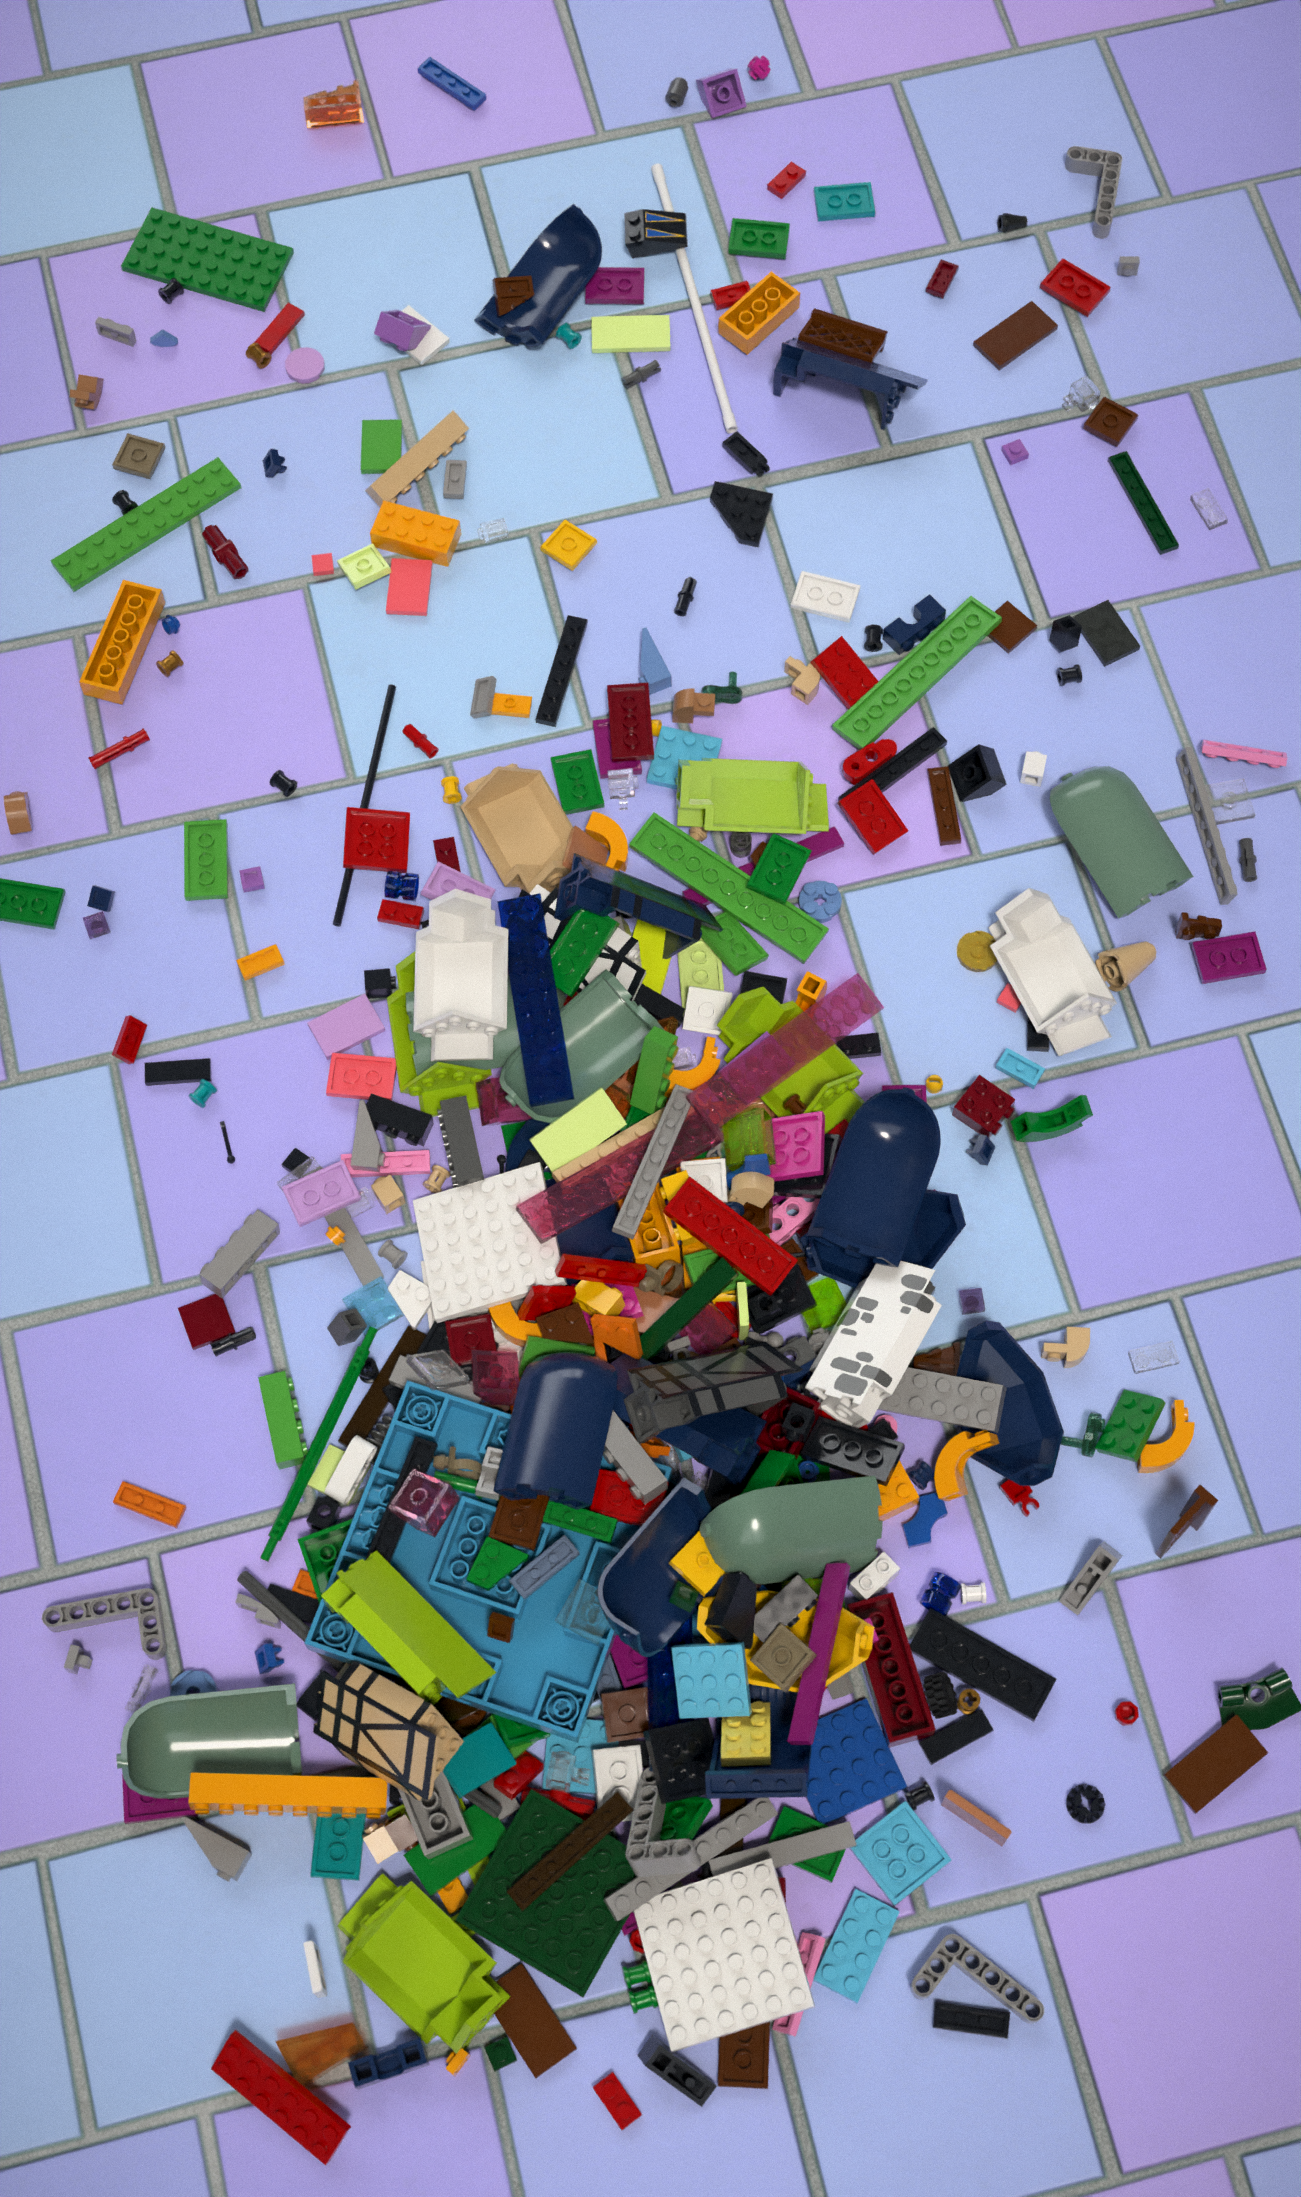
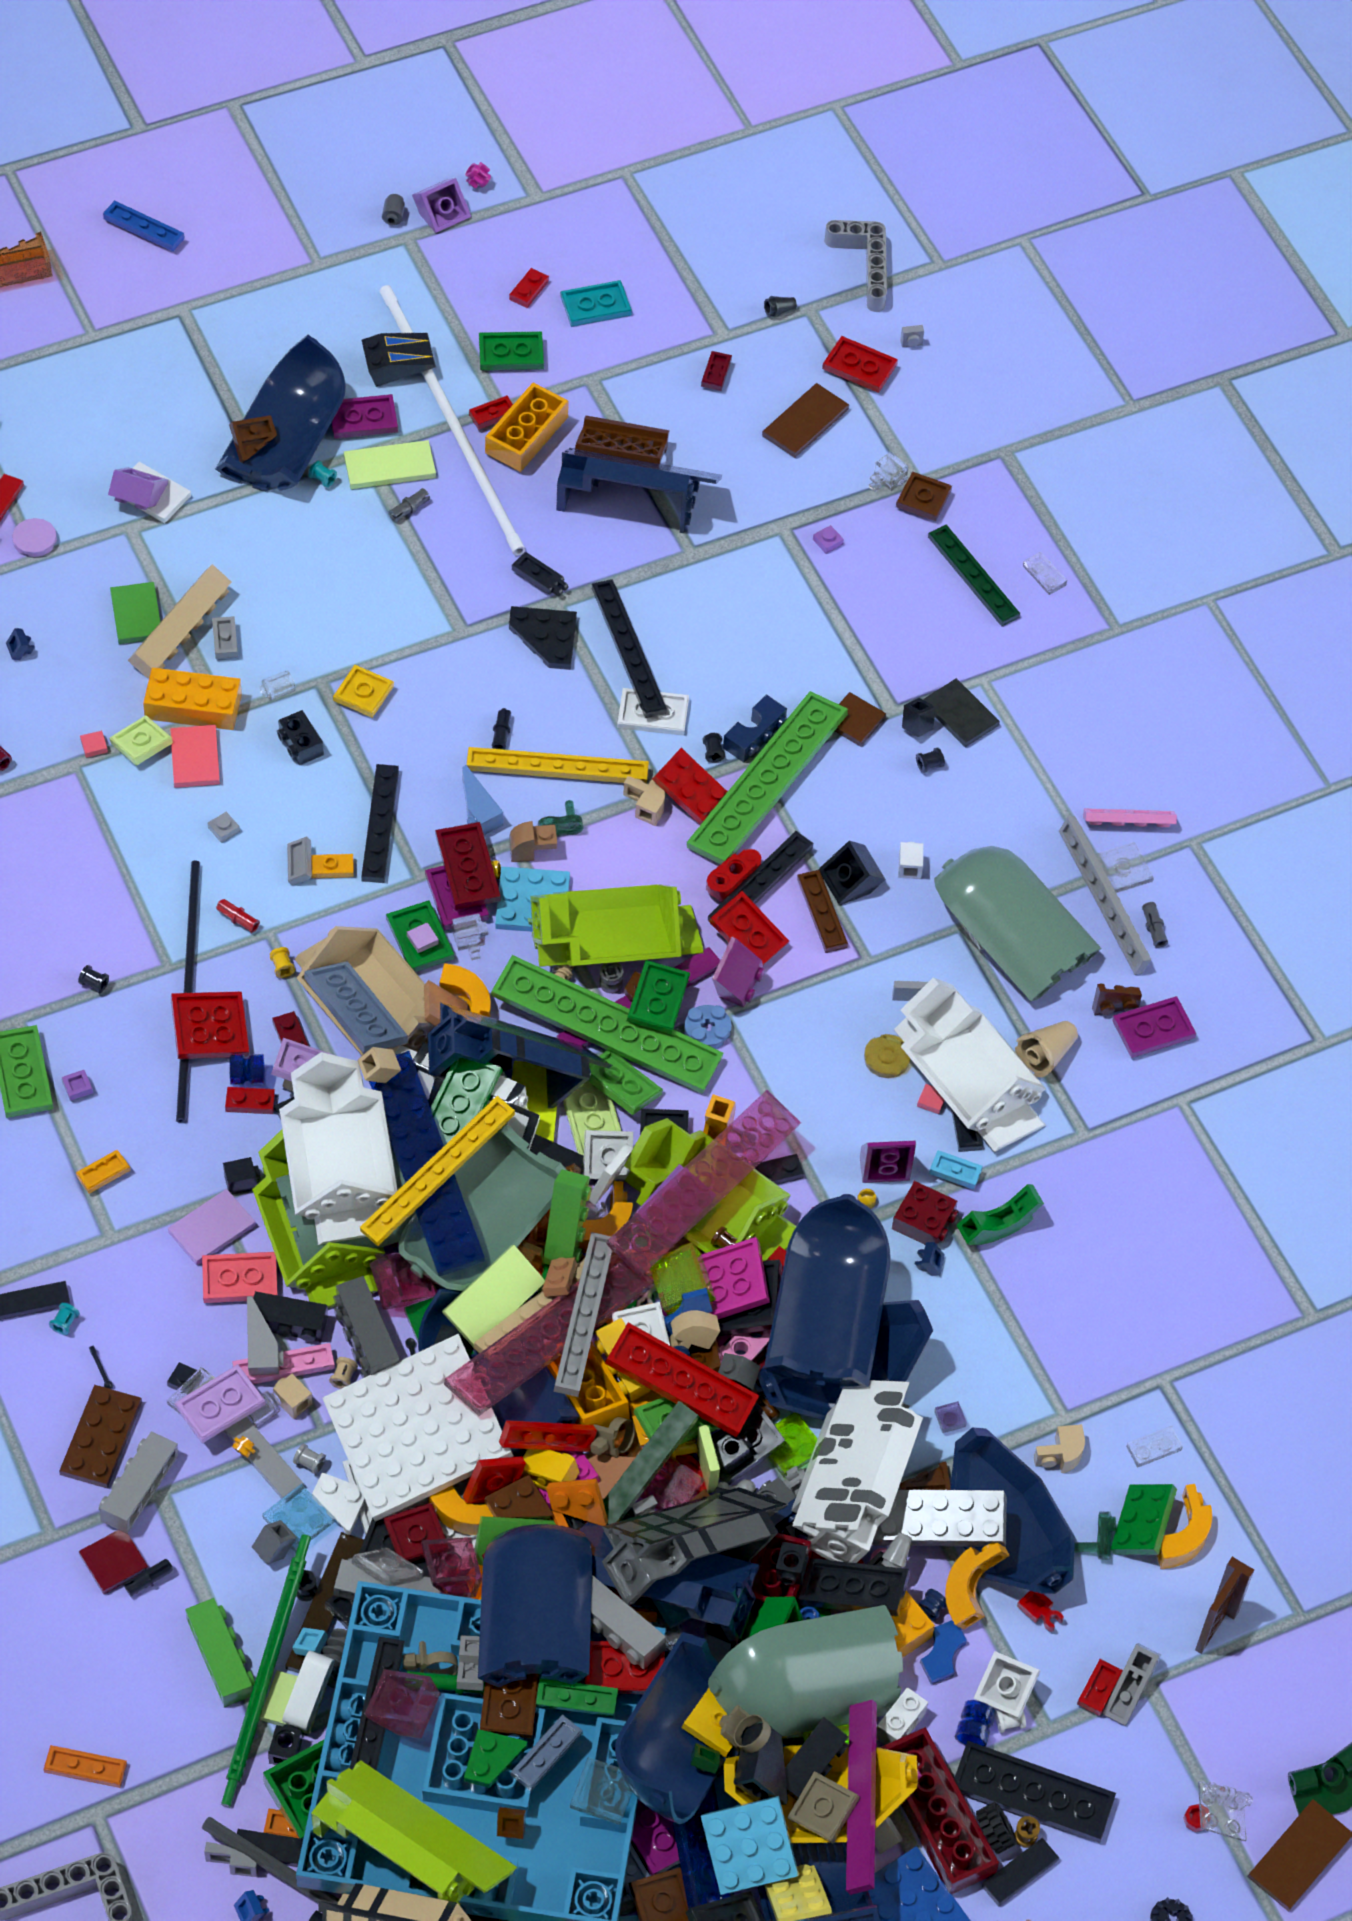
camera: 15 degrees left, 10 degrees down
(215, 1205) = (100, 1436): none -> reddish brown plate
(361, 1424) = (309, 1640): none -> medium azure plate
(422, 656) = (223, 827): none -> light grey plate
(504, 843) = (355, 1007): none -> sand blue plate
(506, 581) = (303, 735): none -> black brick
(508, 905) = (379, 1065): none -> tan brick
(544, 1010) = (437, 1171): none -> yellow plate
(578, 784) = (422, 937): none -> lavender tile
(640, 1121) = (559, 1277): none -> nougat plate
(702, 1031) = (610, 1174): none -> white tile
(715, 1570) = (736, 1722): none -> dark tan piece
(728, 636) = (555, 765): none -> yellow plate
(784, 1233) = (739, 1370): none -> dark grey brick
(813, 534) = (629, 648): none -> black tile
(853, 857) = (737, 973): none -> magenta slope
(897, 1425) = (897, 1552): none -> light grey cone
(957, 1052) = (887, 1161): none -> magenta slope
(975, 1563) = (1007, 1684): none -> white slope
(1008, 892) = (906, 989): none -> light grey tile
(1060, 1576) = (1099, 1687): none -> red plate
(1151, 1711) = (1223, 1810): none -> clear hinge

